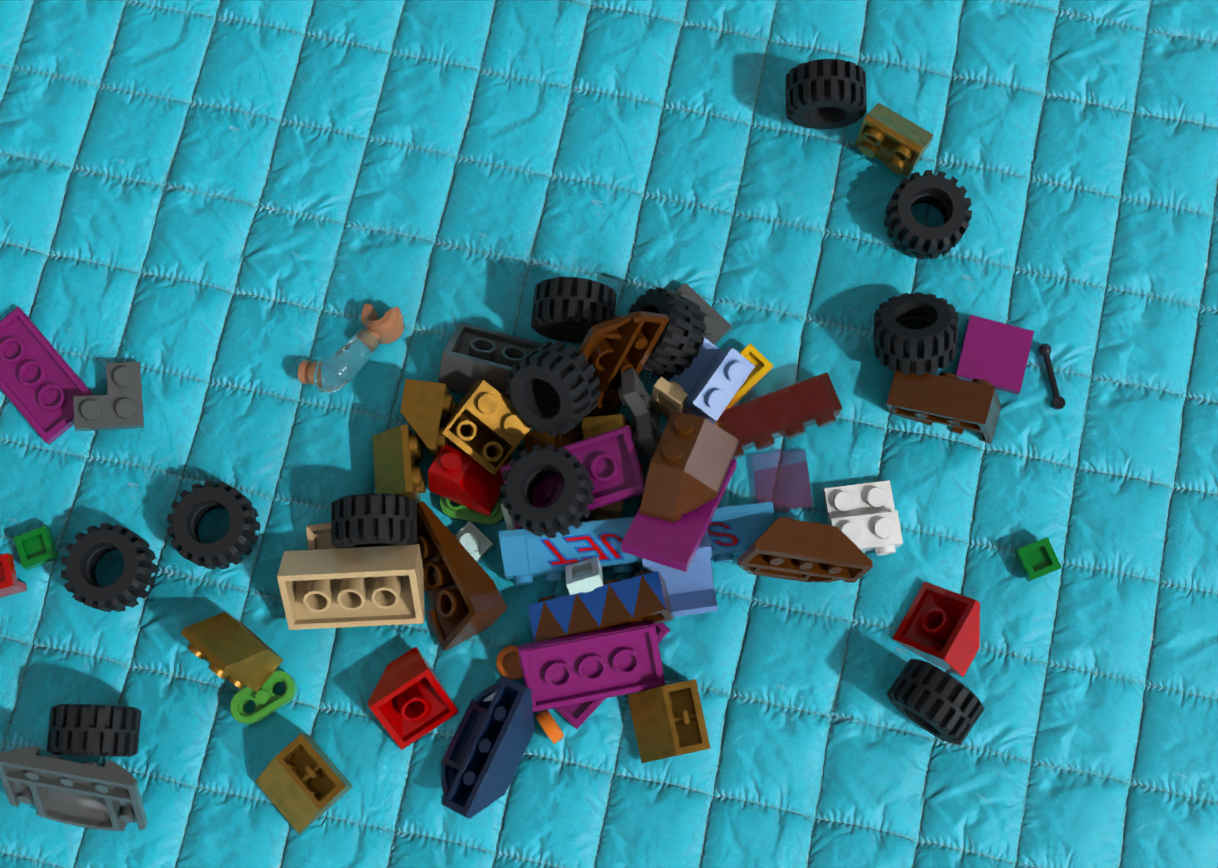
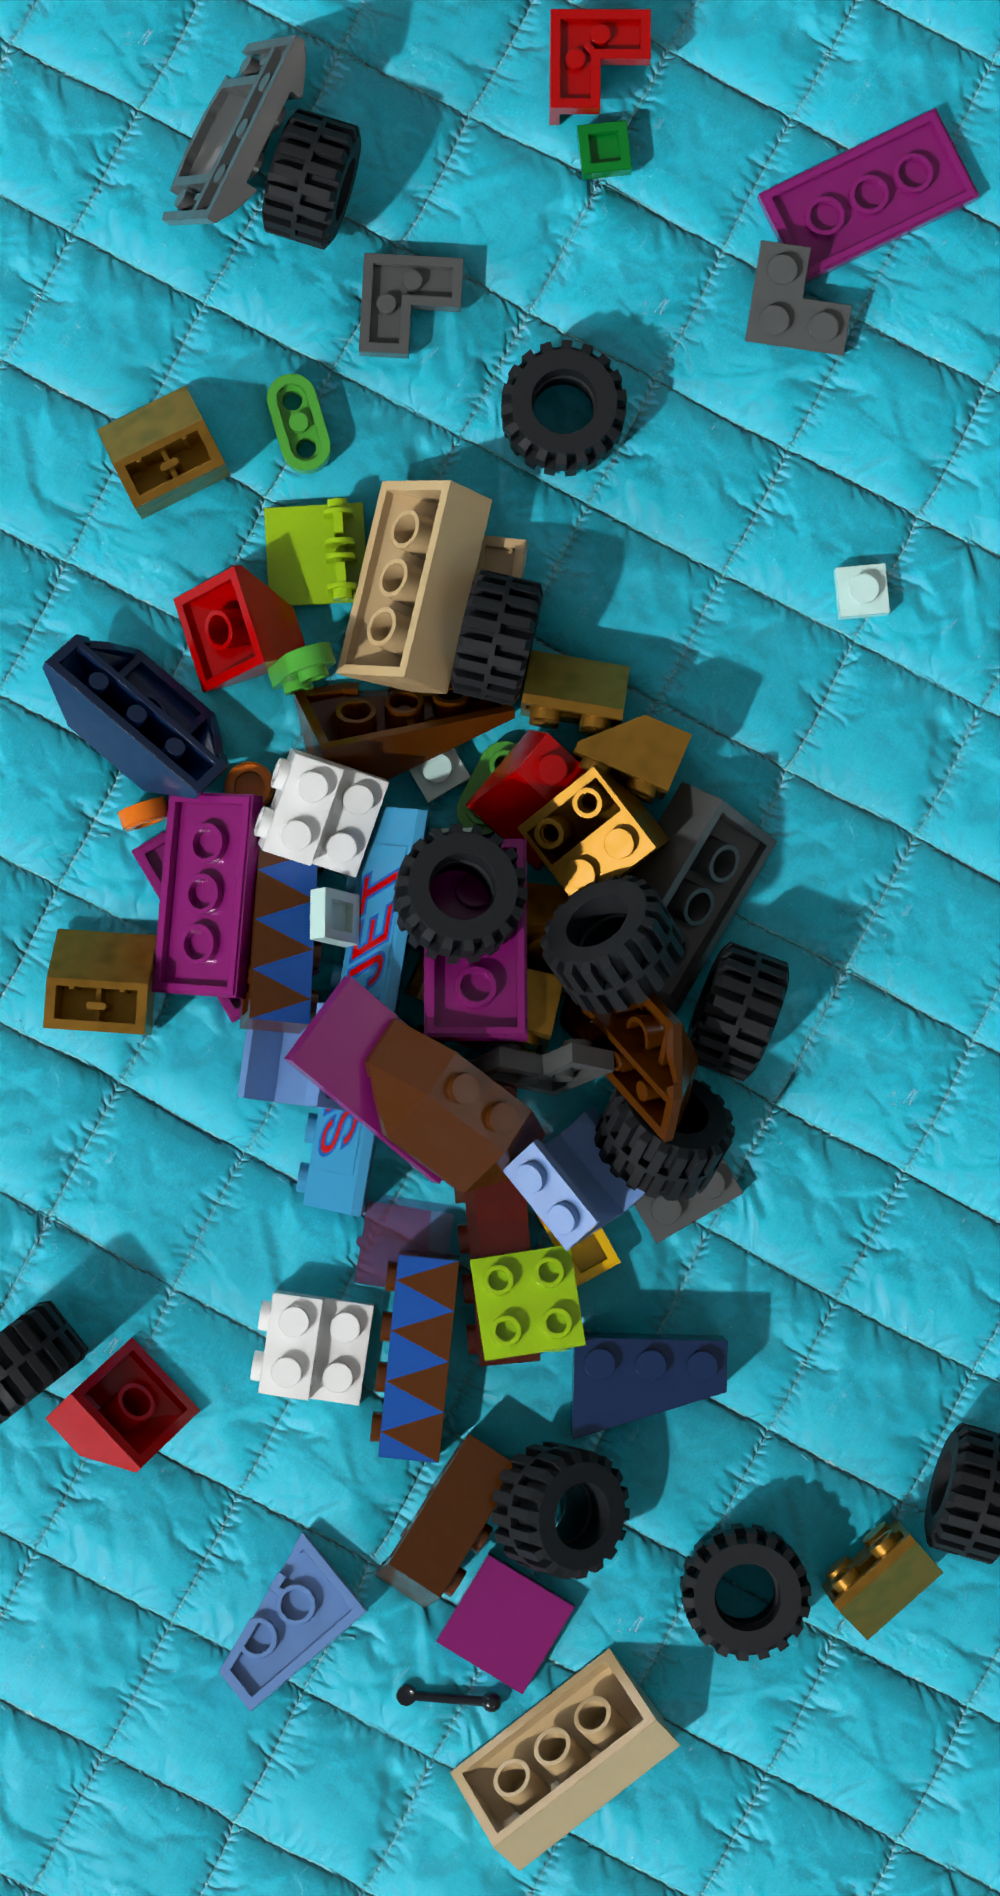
camera: 100 degrees right, 10 degrees up
(84, 558) = (545, 207): black tyre -> none
(154, 654) = (394, 288): none -> dark grey plate
(232, 650) = (371, 394): pearl gold slope -> none
(288, 312) = (861, 591): none -> light aqua plate
(341, 367) = (748, 645): piece -> none
(346, 662) = (315, 551): none -> lime hinge
(426, 645) = (301, 668): none -> bright green plate
(518, 603) = (320, 812): none -> white plate
(668, 396) = (564, 1115): tan plate -> none
(793, 388) = (527, 1303): none -> lime hinge
(805, 553) = (281, 1244): reddish brown wedge -> none
(817, 312) = (642, 1375): none -> dark blue wedge
(847, 450) = (417, 1355): none -> brick
(1037, 559) = (183, 1583): green plate -> none
(1040, 483) = (293, 1624): none -> medium blue wing
(1065, 296) = (563, 1760): none -> tan slope

